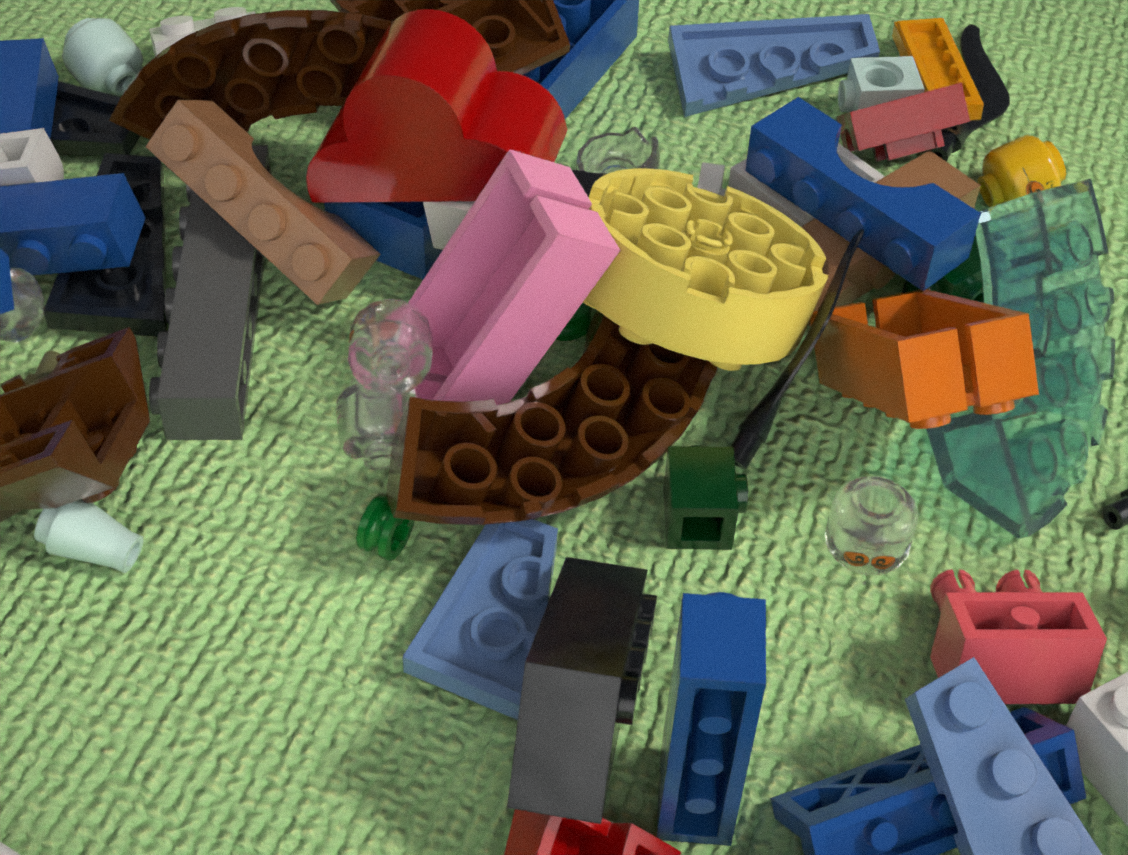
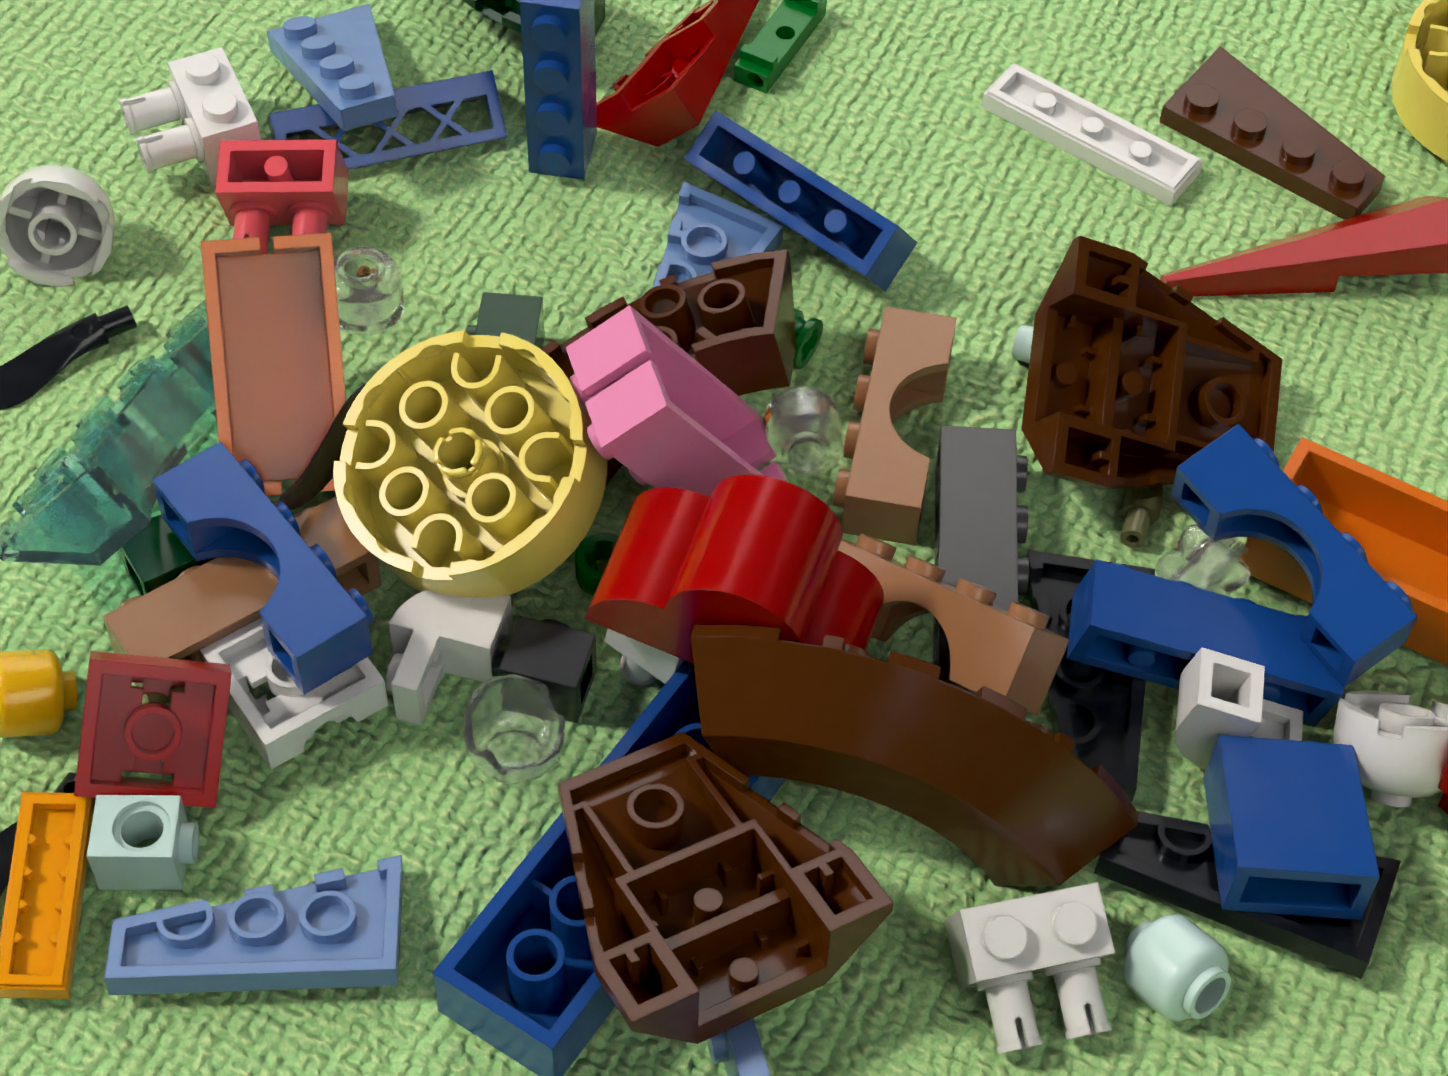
camera: 175 degrees left, 5 degrees up
(262, 499) = (888, 477): none -> medium nougat arch
(383, 675) = (801, 200): none -> blue brick
(393, 341) = (791, 412): clear head -> none
(580, 688) = (637, 155): black wedge -> none

